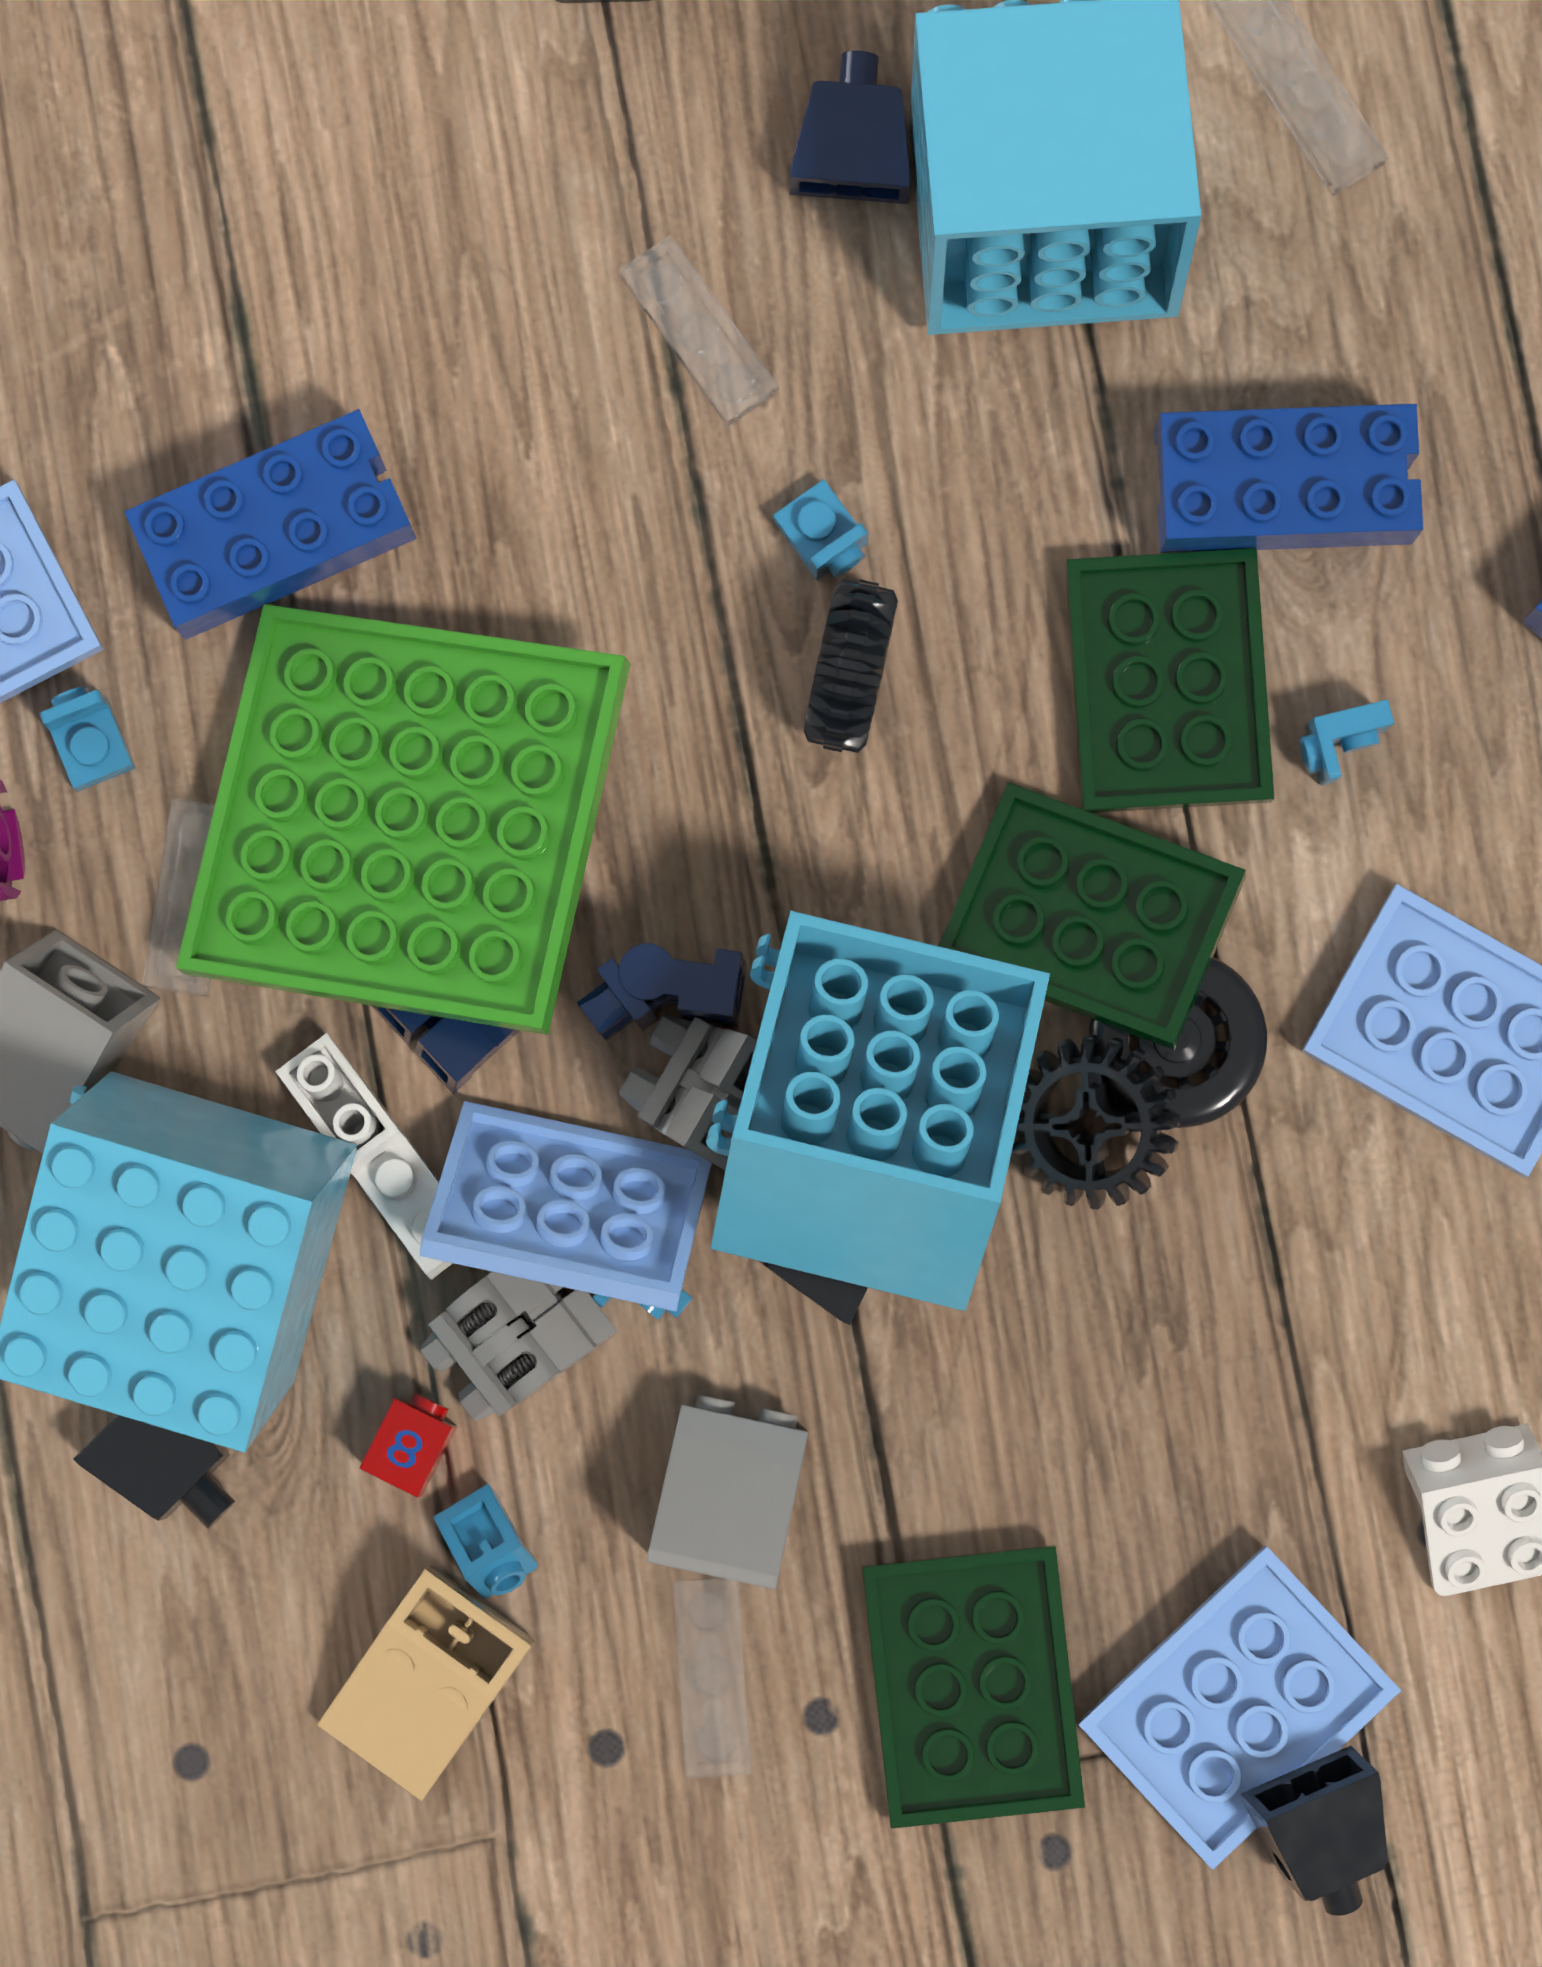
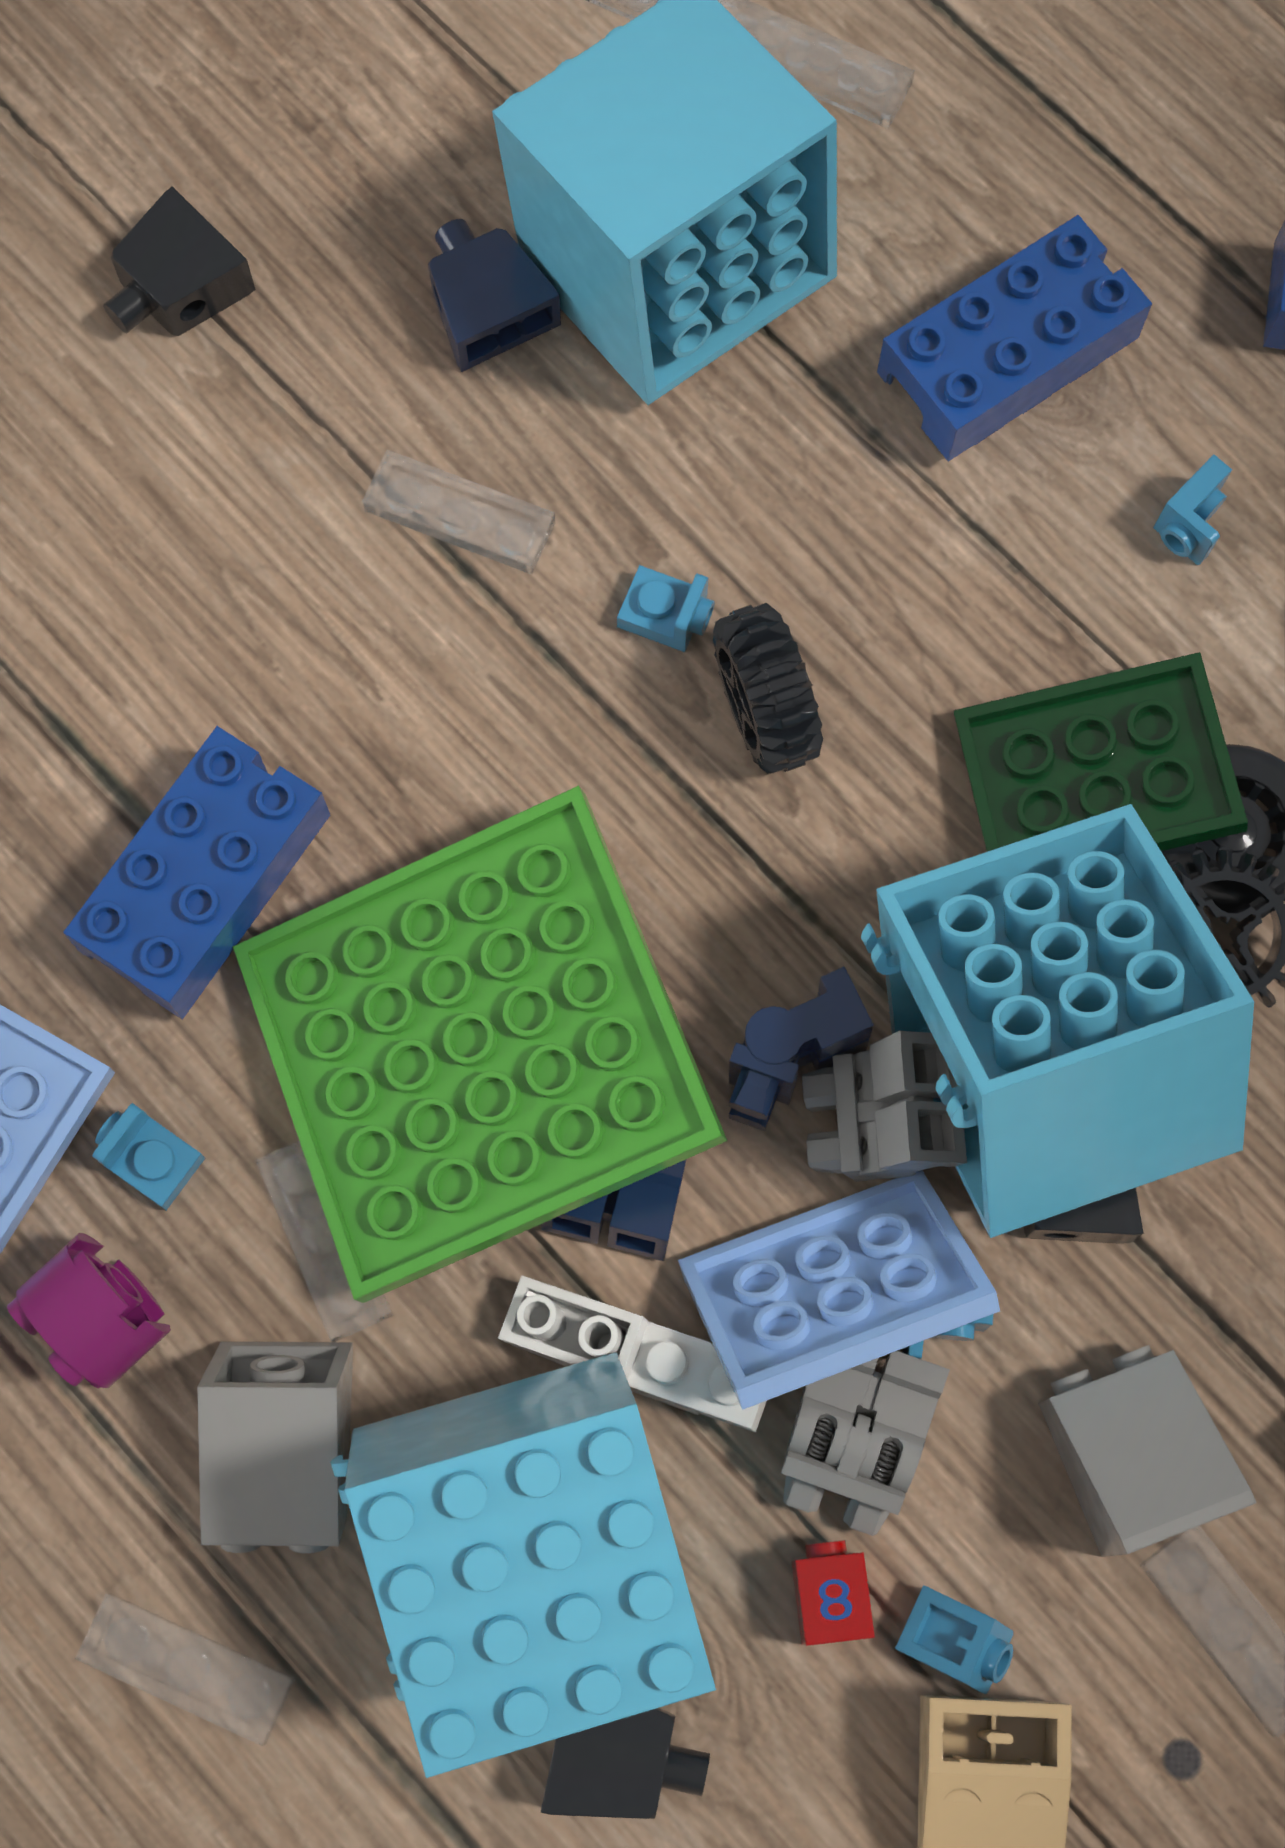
camera: 35 degrees left, 10 degrees down
(1169, 680) = (1026, 553): dark green plate -> none

